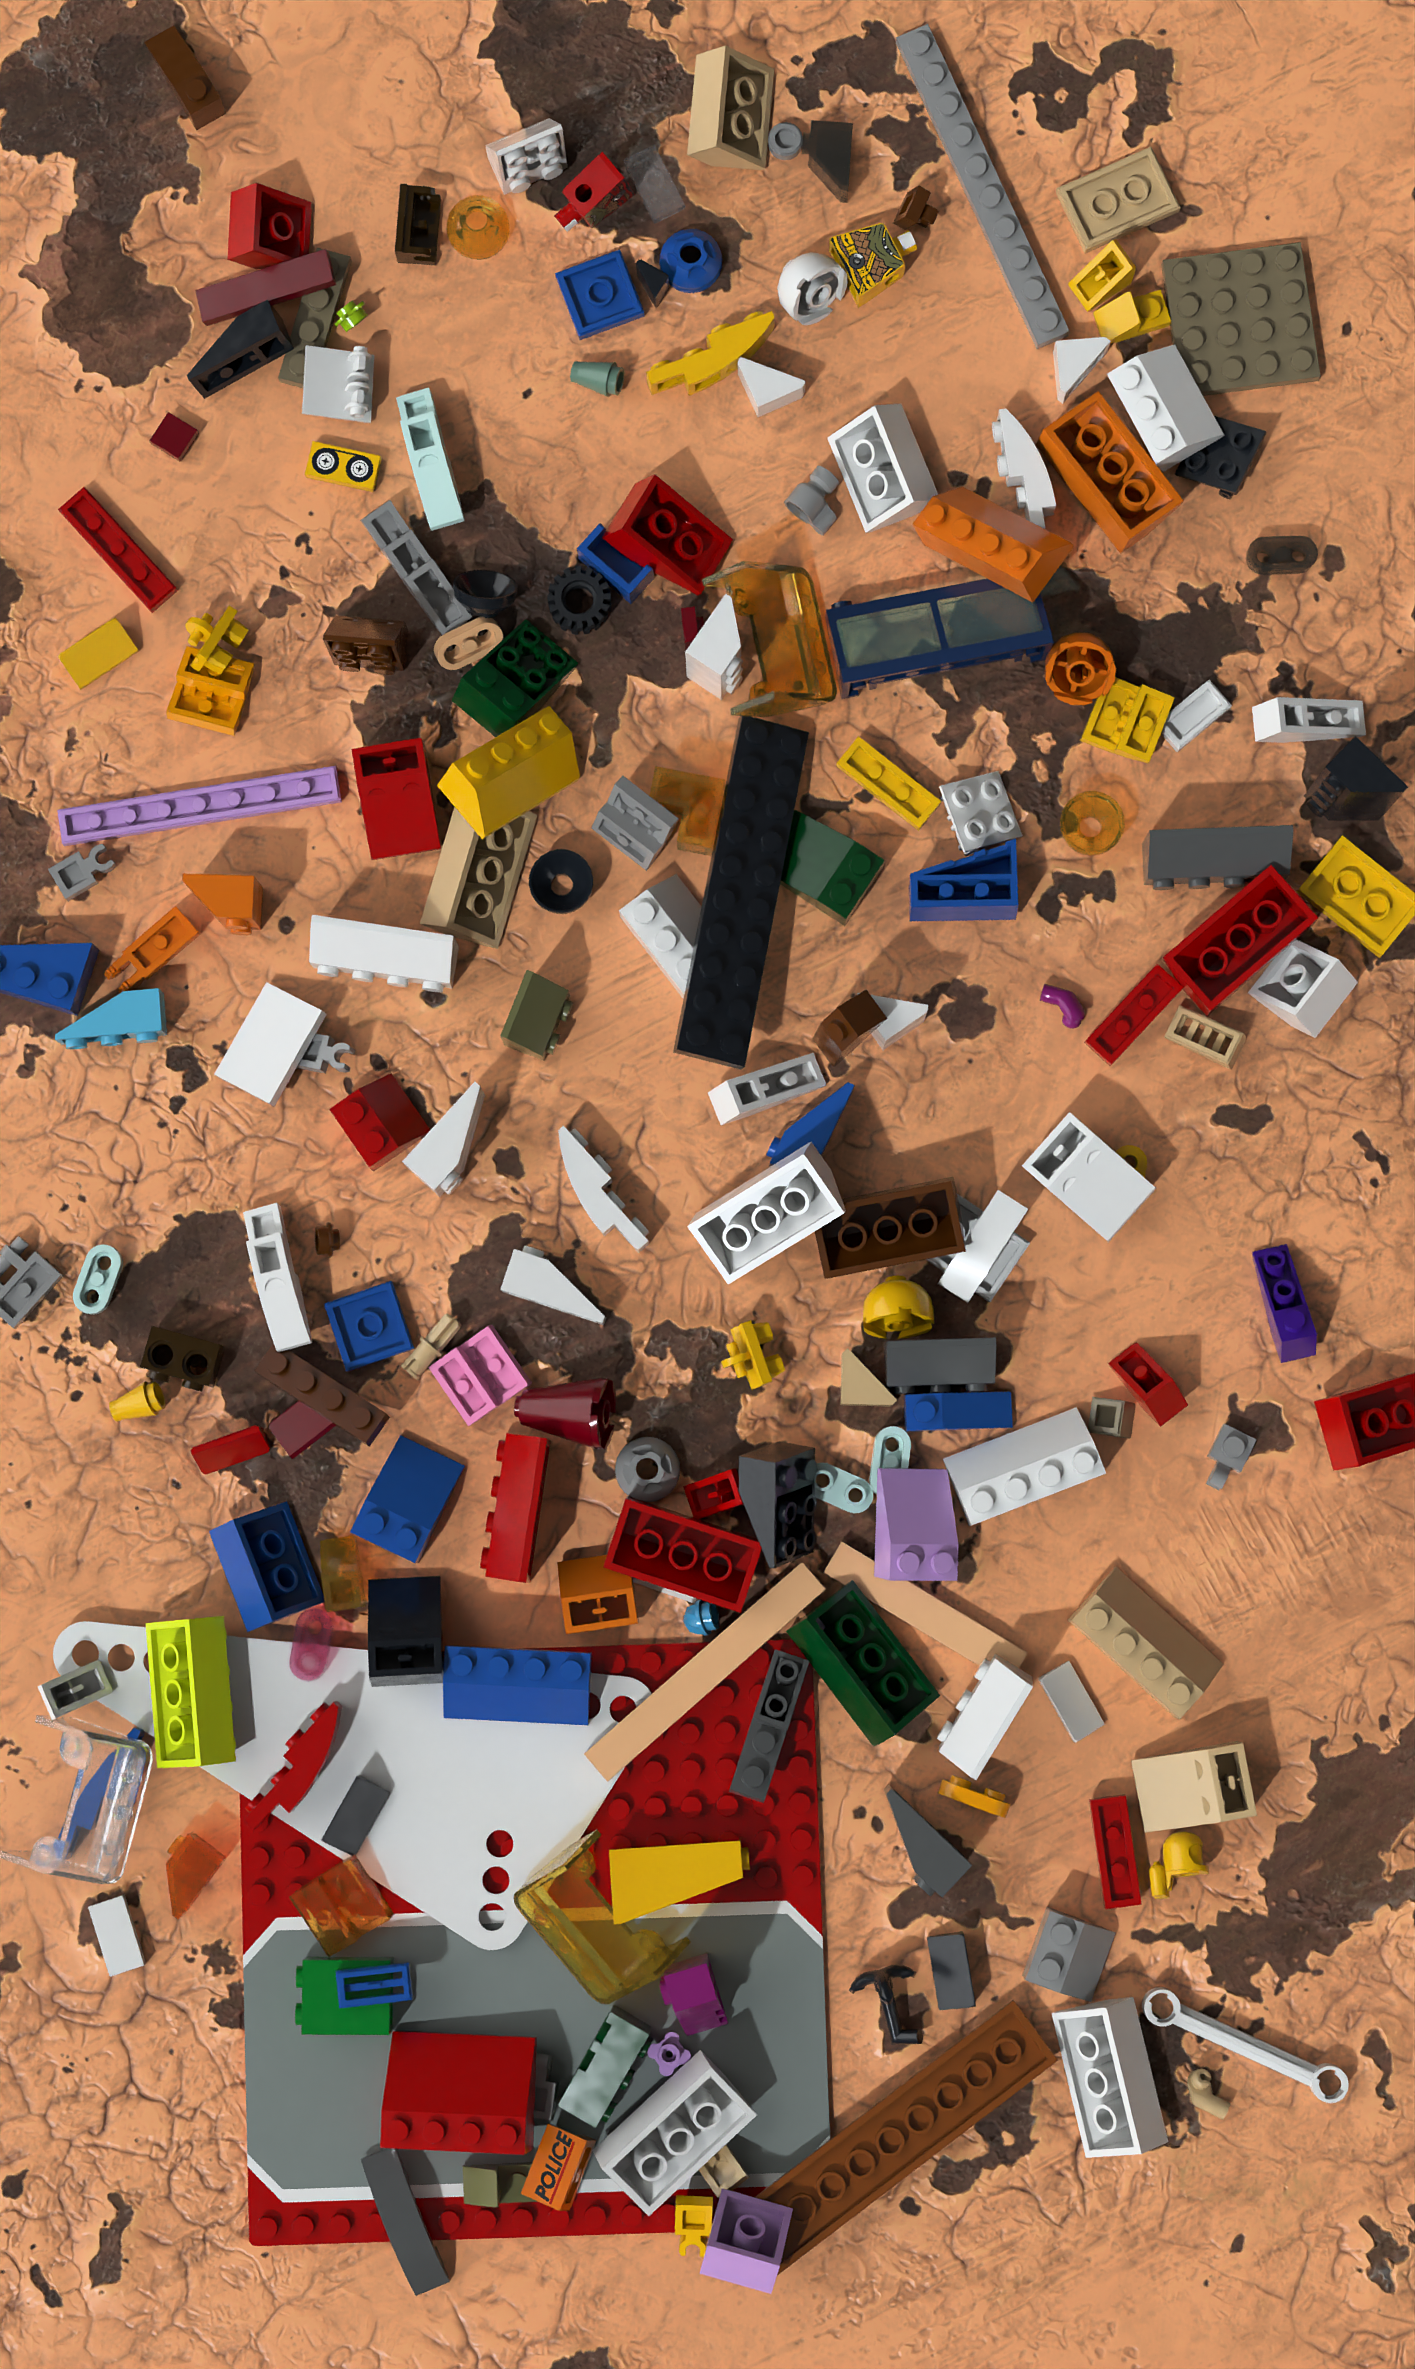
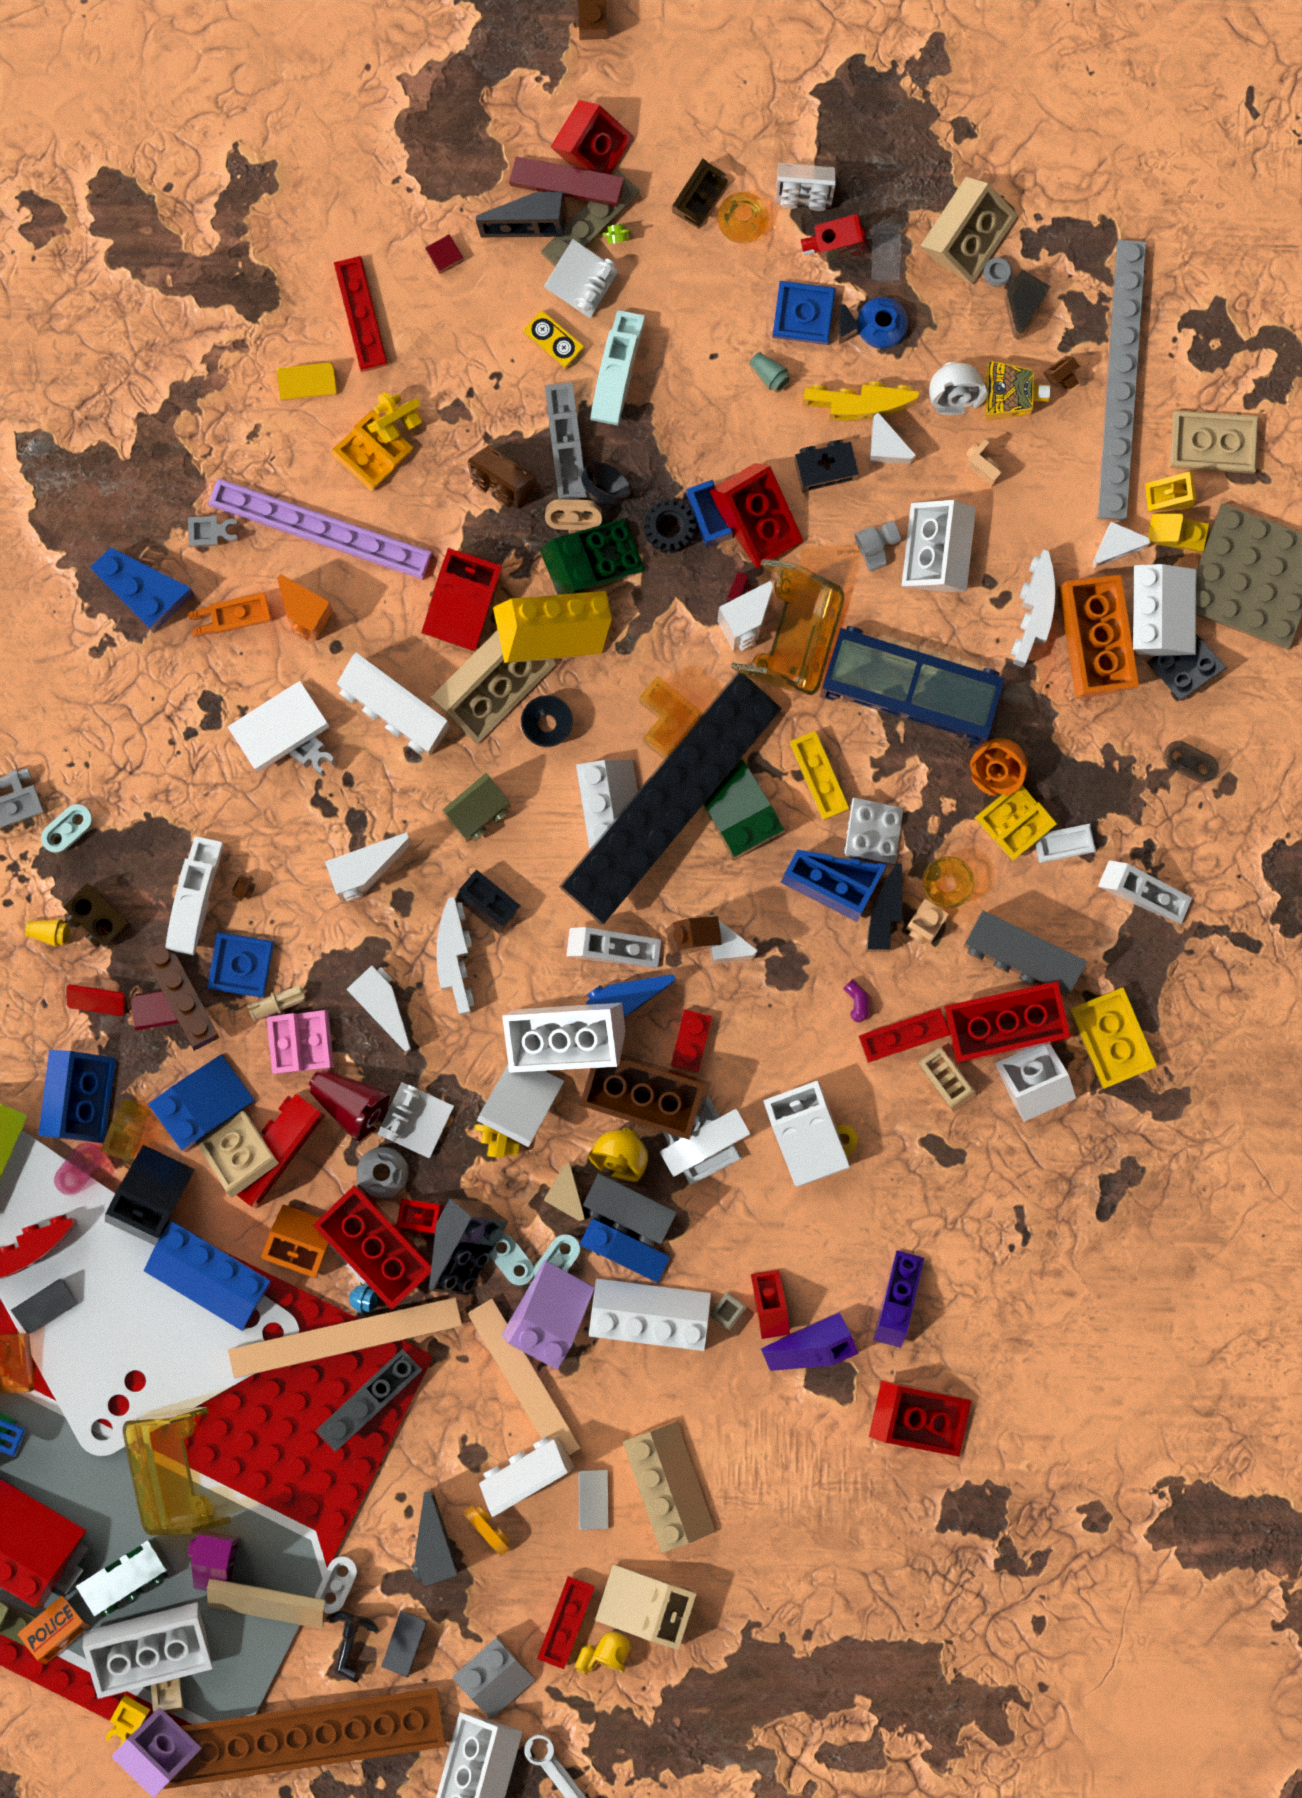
camera: 20 degrees right, 0 degrees up
(125, 1016) = (185, 651): medium azure slope -> none
(380, 1121) = (326, 823): red slope -> none
(478, 1533) = (237, 1153): none -> tan tile
(602, 1112) = (487, 901): none -> black hinge
(634, 823) = (621, 707): light grey slope -> none
(652, 1392) = (415, 1120): none -> white hinge
(659, 2050) = (178, 1586): lavender plate -> none
(665, 1875) = (238, 1466): yellow slope -> none
(708, 463) = (814, 476): none -> black brick
(759, 1312) = (520, 1103): none -> white tile
(777, 2010) = (266, 1603): none -> tan tile
(841, 1946) = (337, 1584): none -> white plate
(863, 1663) = (460, 1393): dark green slope -> none
(884, 357) = (983, 467): none -> light nougat bracket
(906, 1144) = (691, 1040): none -> red plate
(991, 541) = (986, 641): orange slope -> none
(1041, 891) = (885, 912): none -> black slope
(1091, 880) = (926, 922): none -> light nougat bracket
(1222, 1403) = (813, 1346): none -> dark purple slope
(1230, 1452) = (802, 1383): light grey plate -> none
(1354, 786) = (1145, 957): black slope -> none

